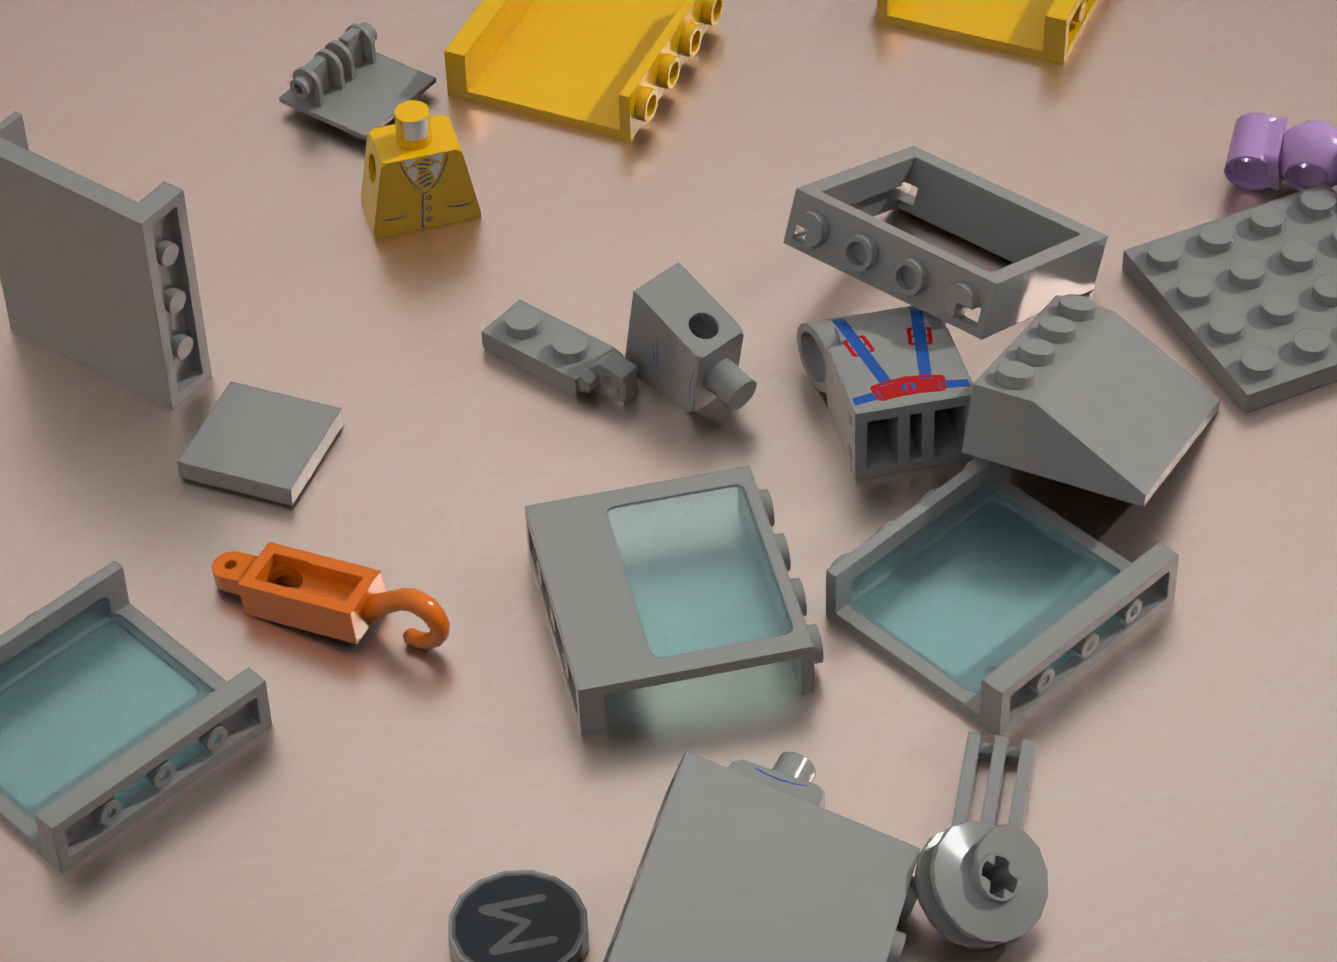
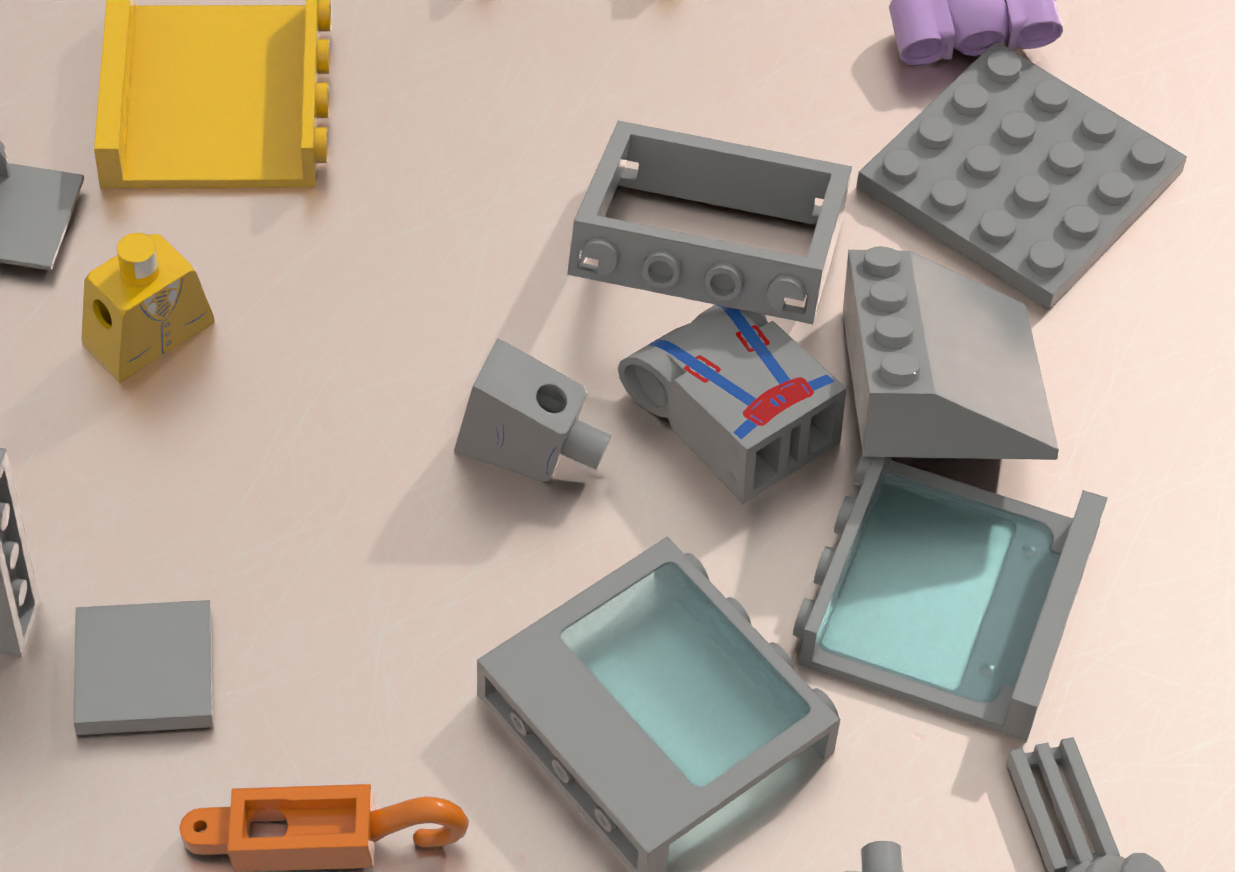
camera: 30 degrees left, 10 degrees up
(560, 354) = (389, 458): light grey hinge -> none

